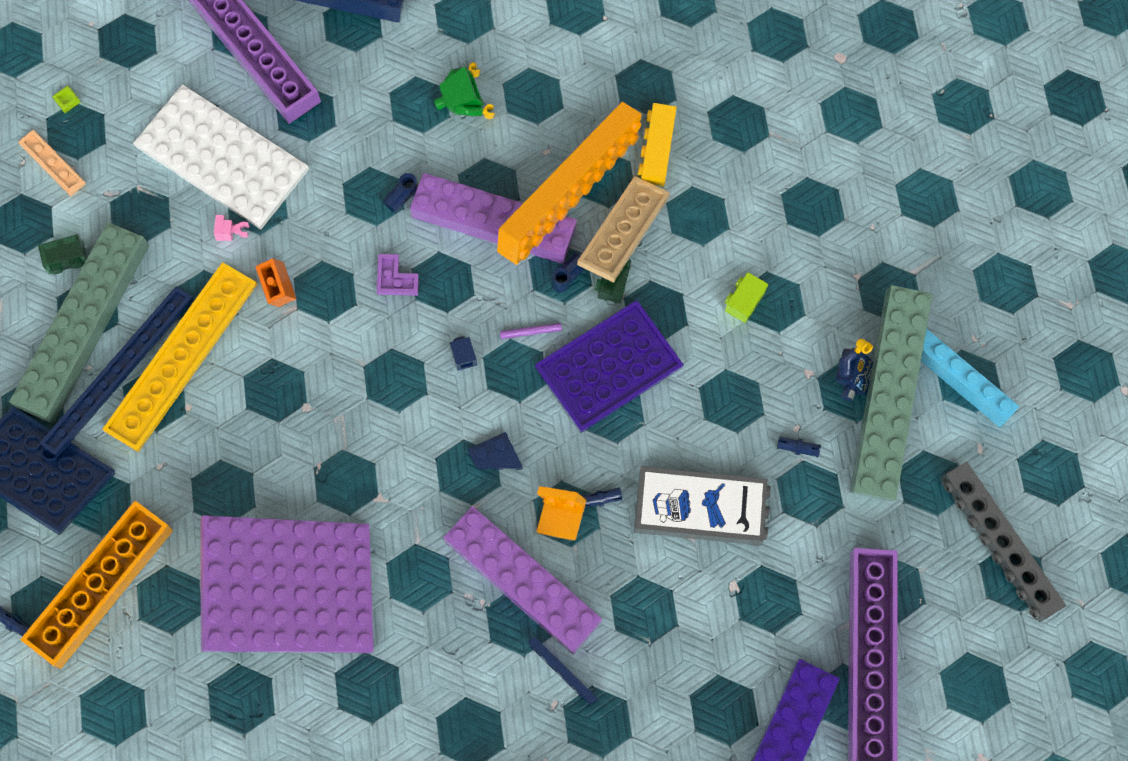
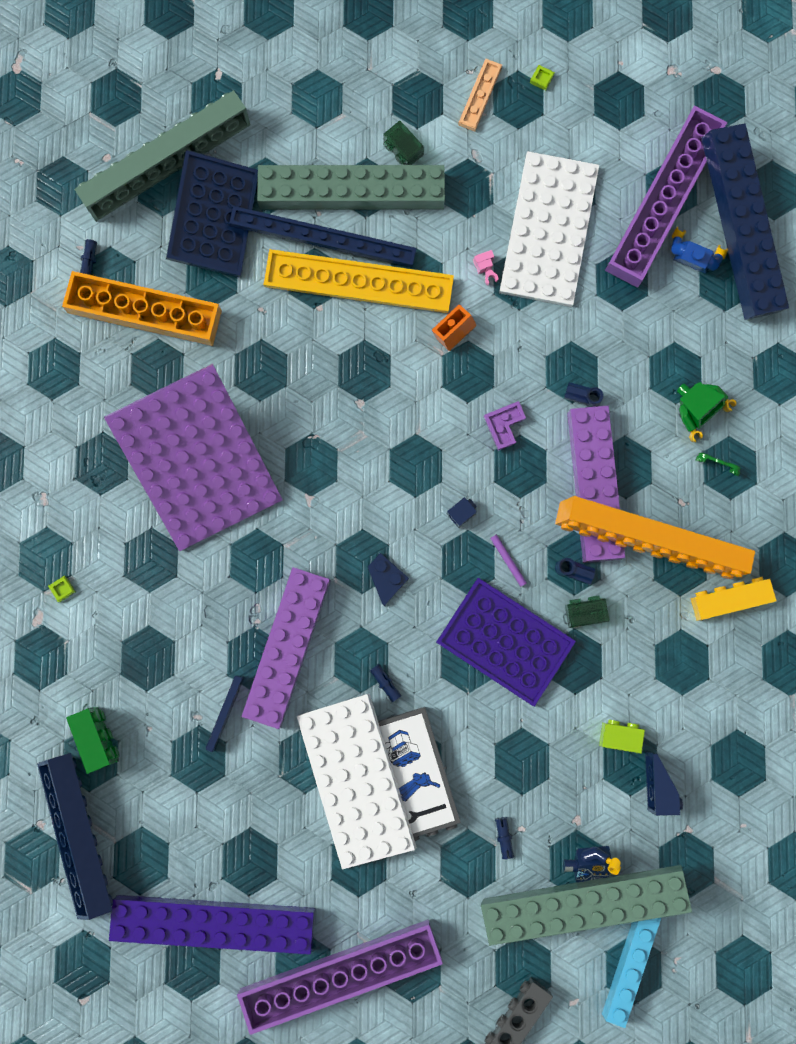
camera: 70 degrees right, 10 degrees up
(315, 37) = (694, 254): none -> blue torso
(536, 91) = (734, 469): none -> green piece
(560, 513) = (355, 656): light orange bracket -> none
(623, 229) = (635, 602): tan plate -> none
(686, 565) = (356, 782): none -> white plate
(808, 281) = (661, 793): none -> dark blue slope

